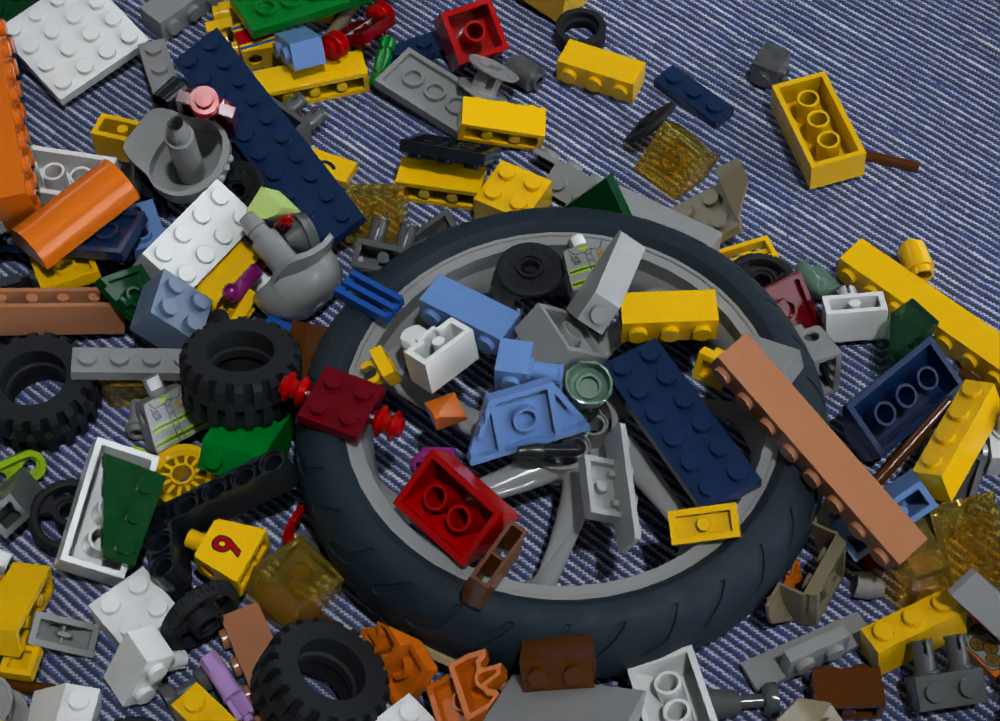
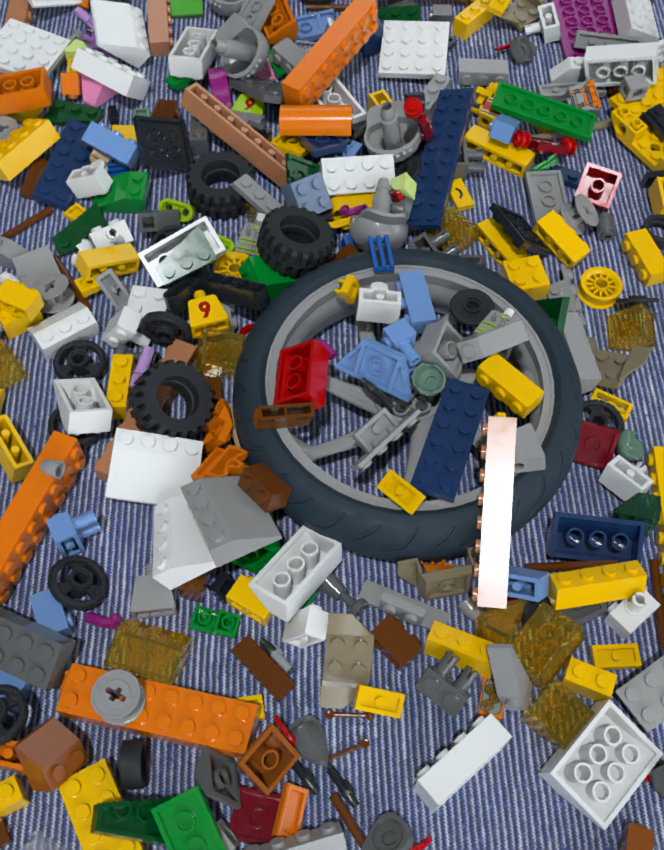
camera: 45 degrees right, 5 degrees up
(341, 405) = (310, 289): dark red plate -> none
(445, 411) = (353, 333): orange slope -> none
(595, 142) = (599, 287): none -> yellow wheel
(825, 356) = (580, 474): light grey torso -> none

